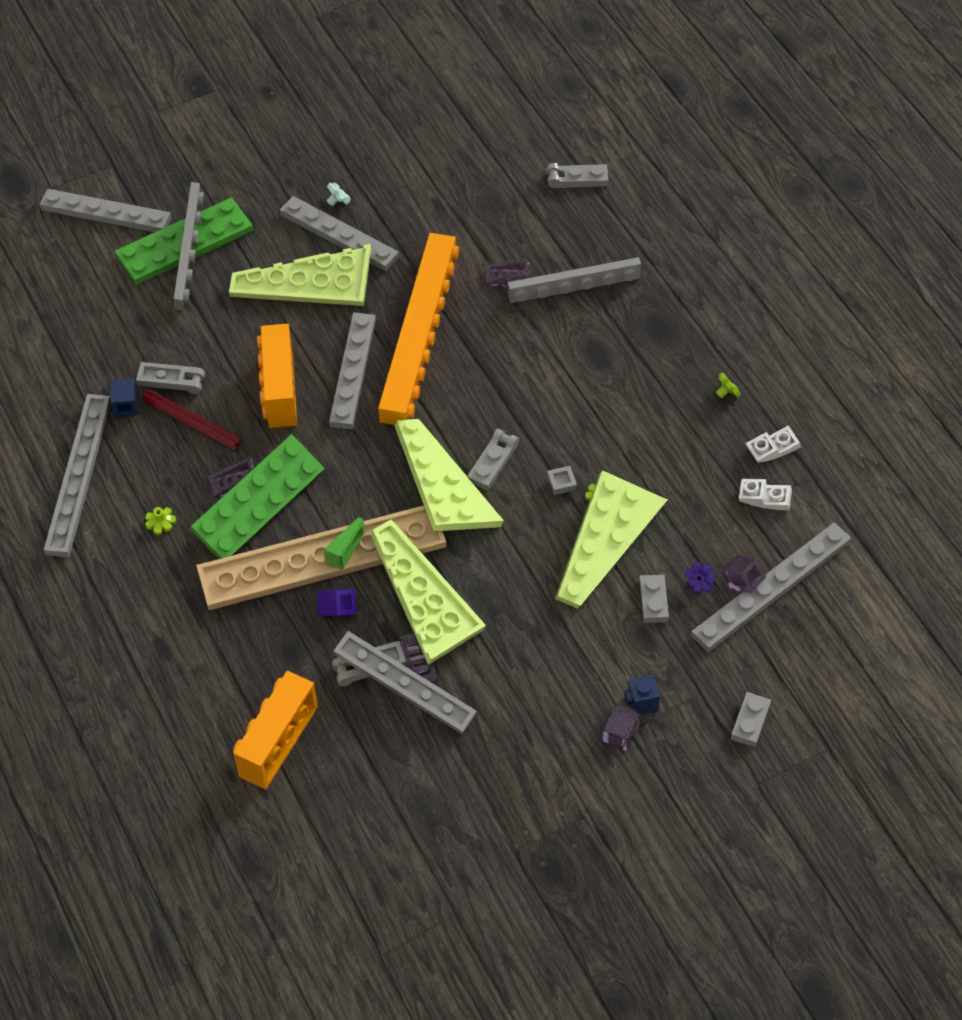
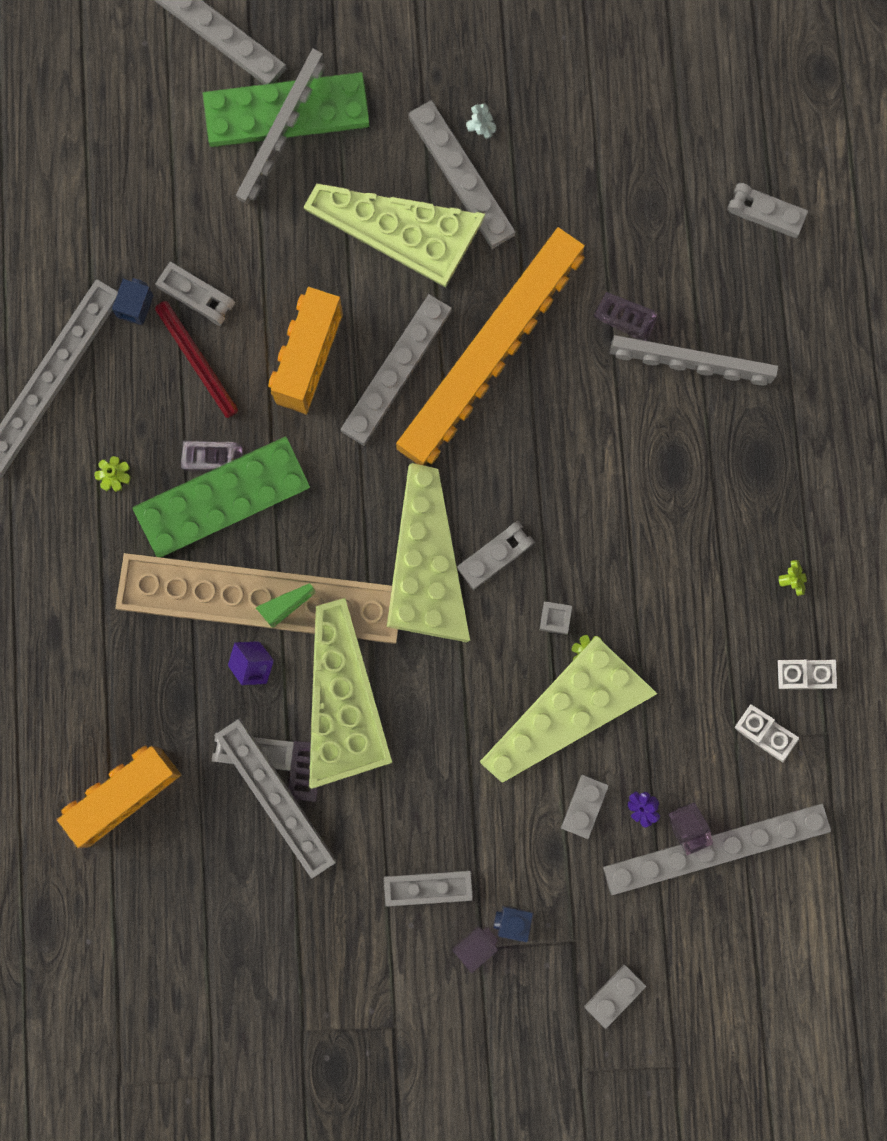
camera: 20 degrees right, 25 degrees up
(560, 701) = (428, 888): none -> light grey plate

